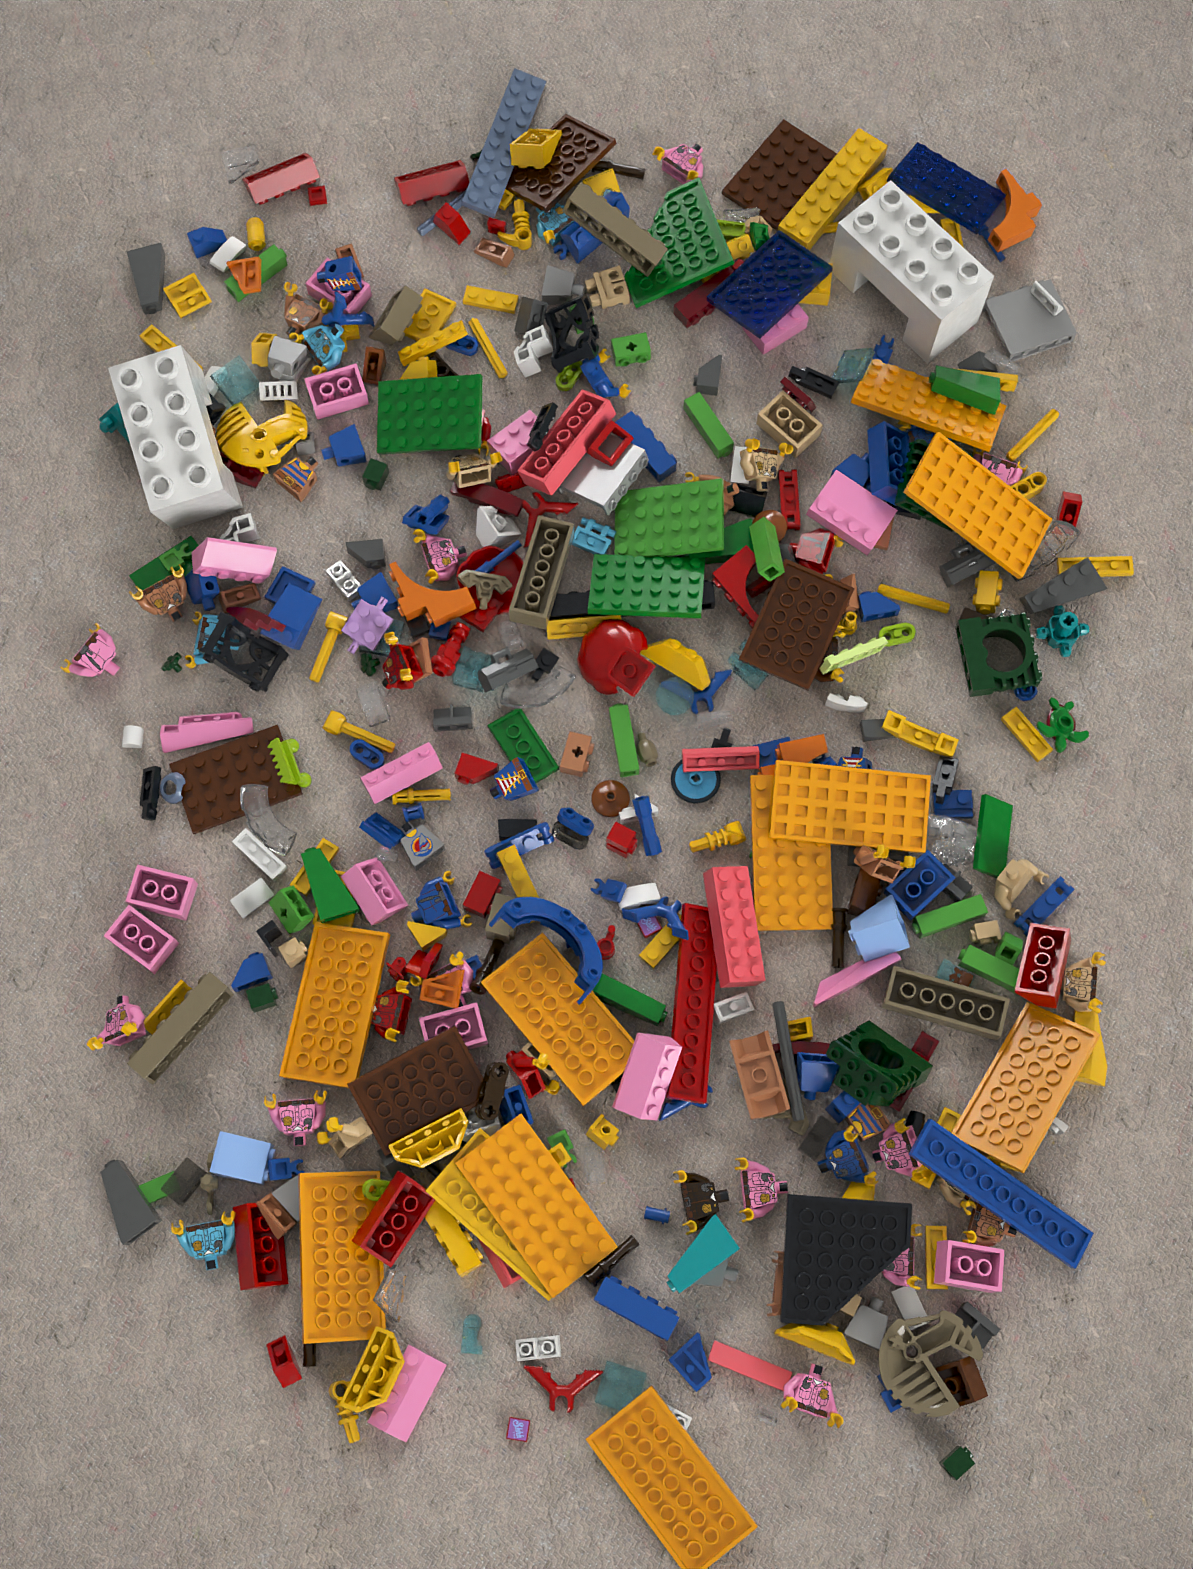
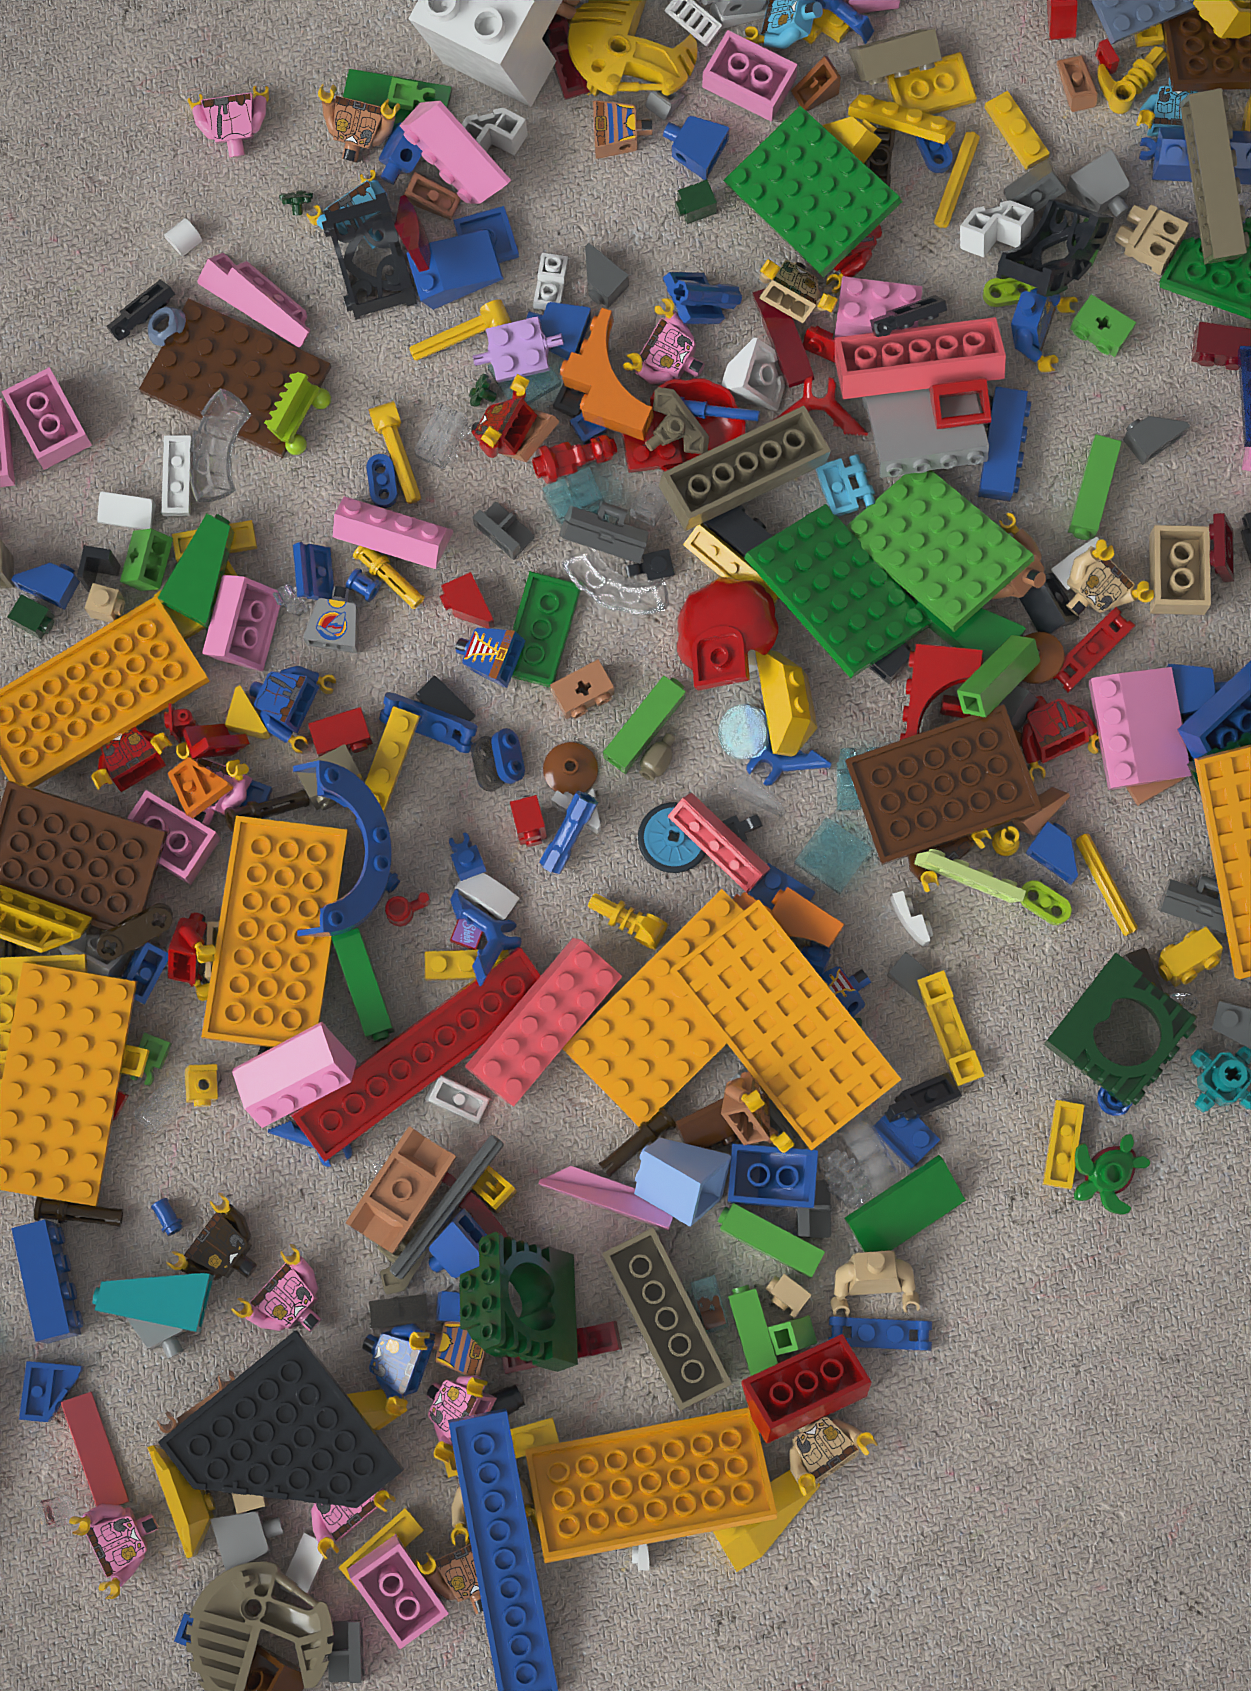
camera: 50 degrees right, 5 degrees up
(778, 711) = (833, 855): none -> clear light blue plate

